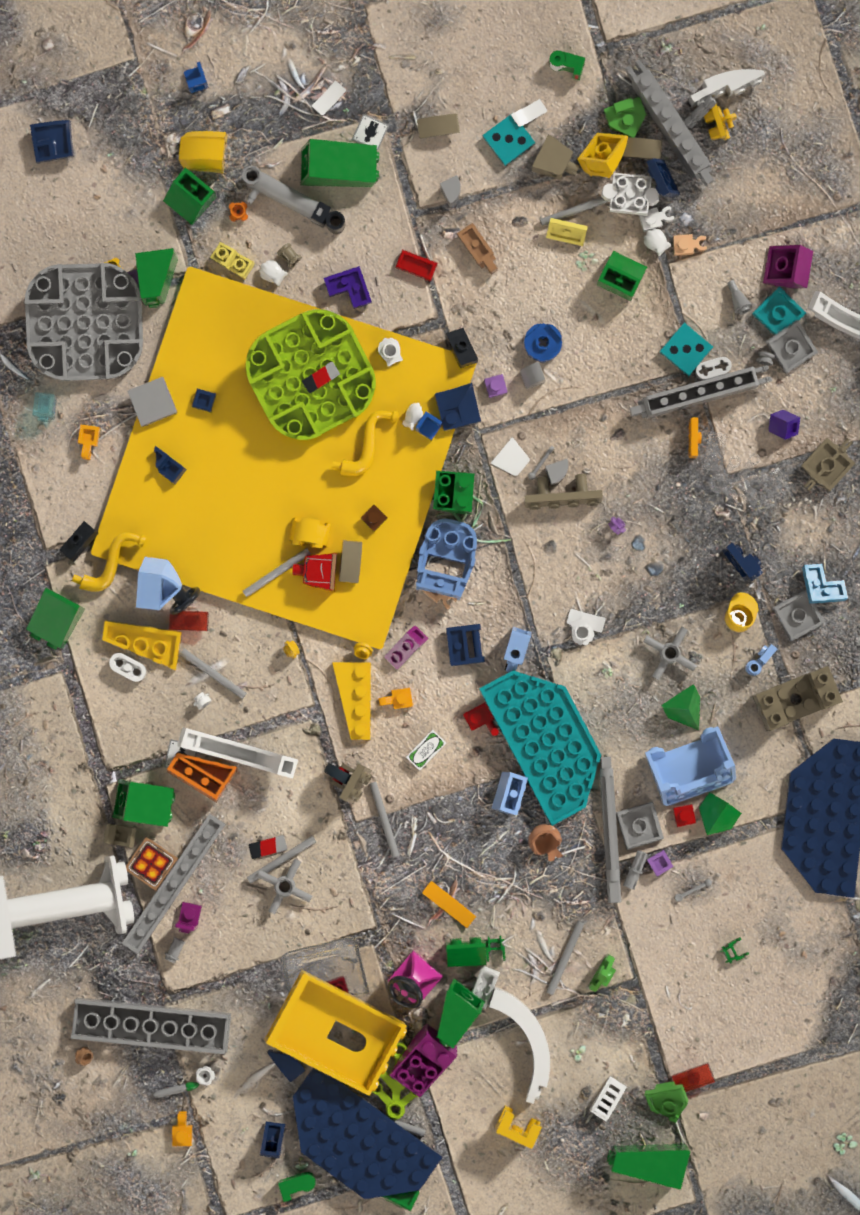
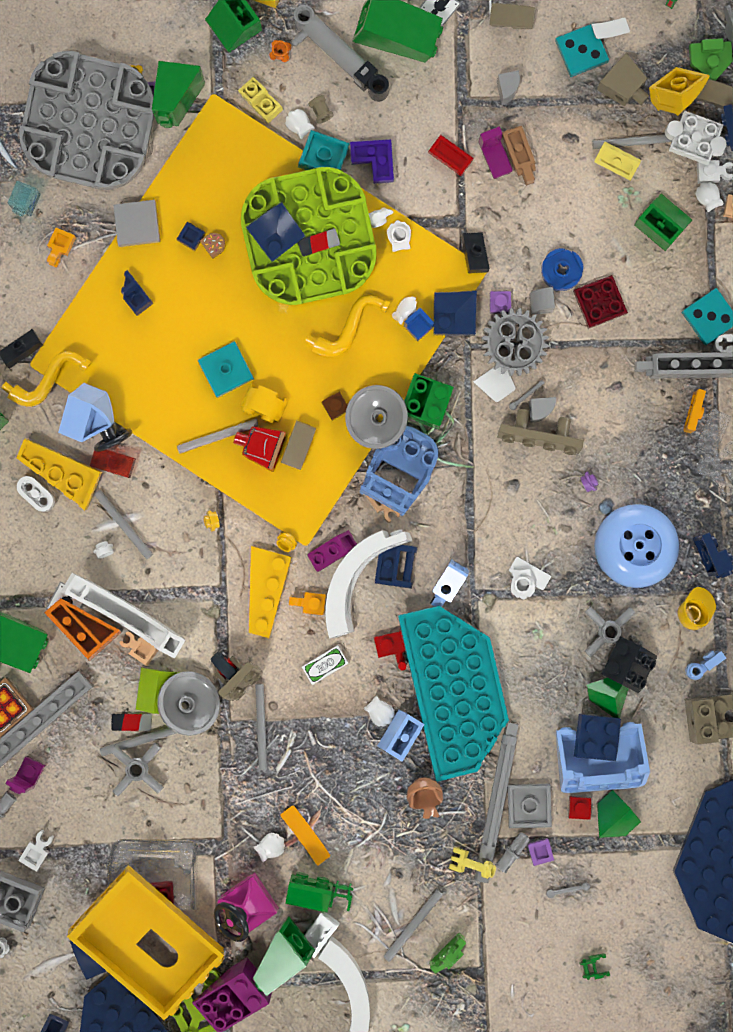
camera: 15 degrees right, 0 degrees up
(215, 984) = (35, 852): none -> white plate
(226, 402) = (213, 244): none -> medium nougat tile
(259, 780) = (140, 650): none -> light nougat plate
(267, 511) = (225, 369): none -> teal plate
(280, 378) = (275, 231): none -> dark blue plate
(285, 812) = (149, 687): none -> lime slope
(302, 294) = (323, 152): none -> teal tile
(320, 806) = (197, 694): none -> light grey dish
(367, 339) = (378, 217): none -> white animal
(401, 523) = (363, 414): none -> light grey dish
(421, 922) = (270, 846): none -> white animal
(424, 663) = (344, 579): none -> white arch
(455, 254) = (494, 152): none -> magenta bracket
(486, 778) = (380, 712): none -> white animal
(535, 416) = (533, 345): none -> light grey gear
(584, 362) = (600, 301): none -> dark red tile
(616, 889) = (487, 869): none -> light yellow hinge
(652, 576) = (611, 546): none -> light blue brick
(683, 749) = (597, 737): none -> dark blue plate
(695, 677) = (629, 665): none -> black bracket

